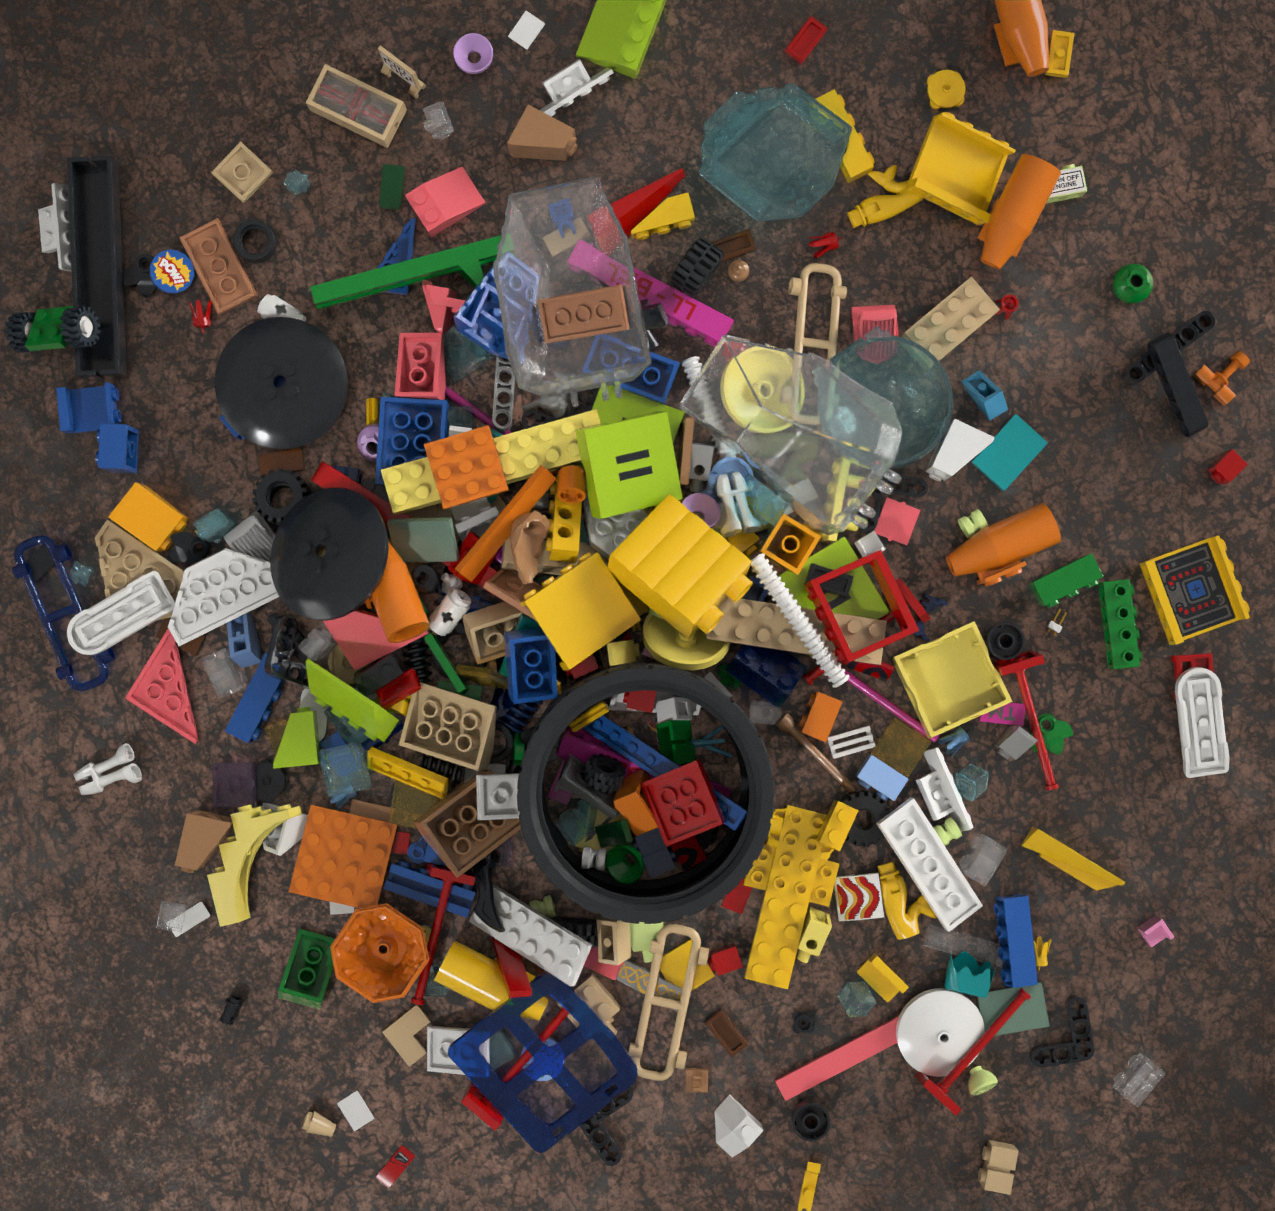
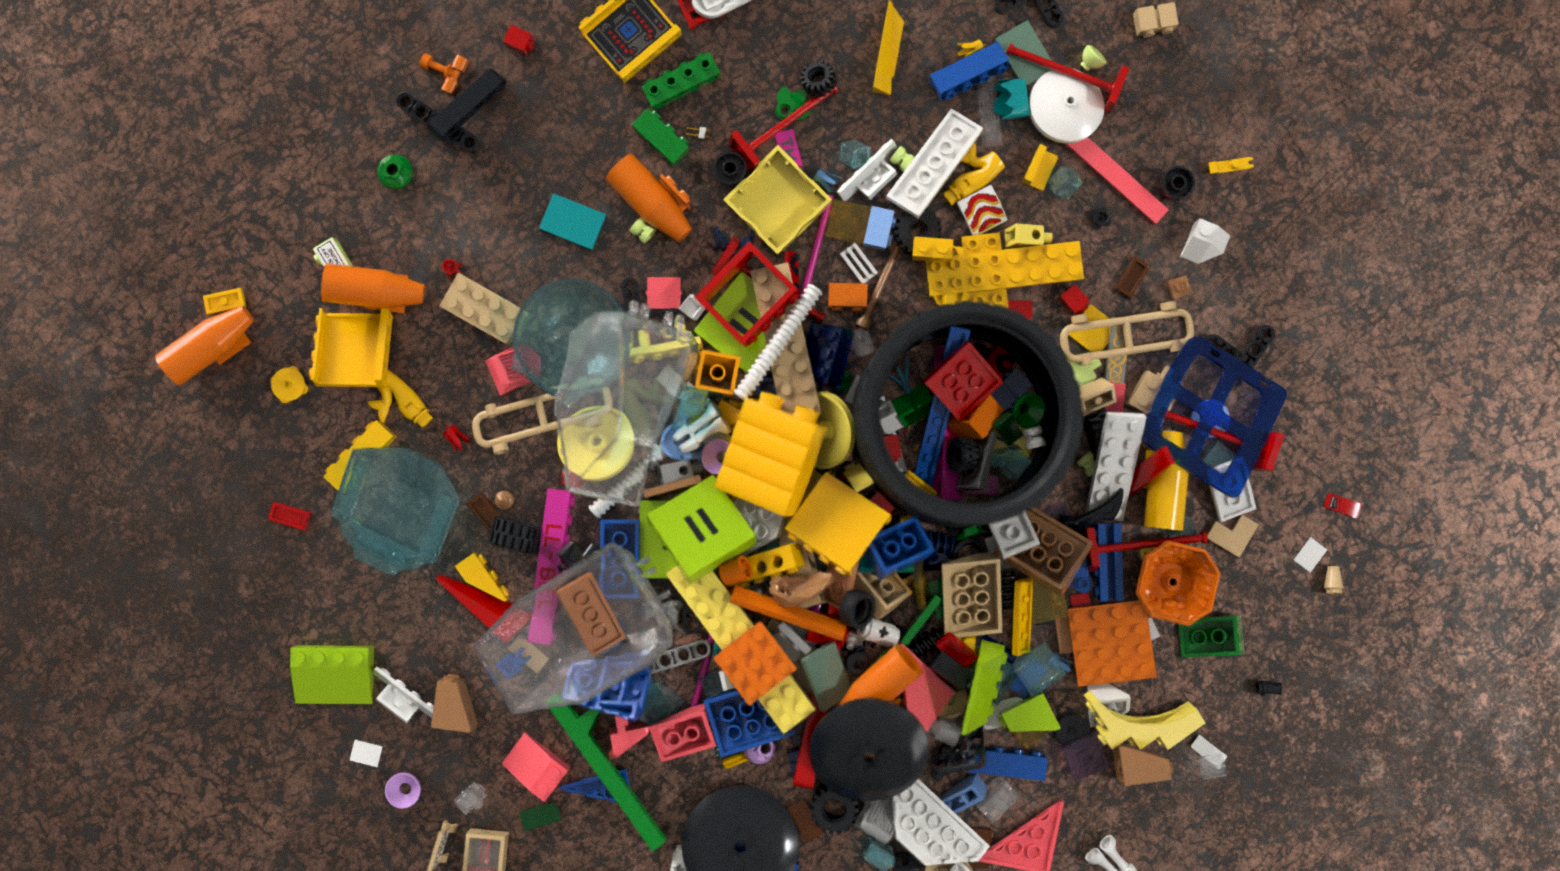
camera: 105 degrees left, 0 degrees up
(490, 590) = (848, 605): none -> black tyre
(838, 586) = (737, 321): black tile -> none
(956, 449) = (588, 265): white slope -> none
(982, 859) = (914, 122): clear brick -> none
(985, 395) = (532, 258): dark azure slope -> none
(1014, 742) = (810, 130): light grey slope -> none
(1057, 774) = (815, 70): none -> black tyre

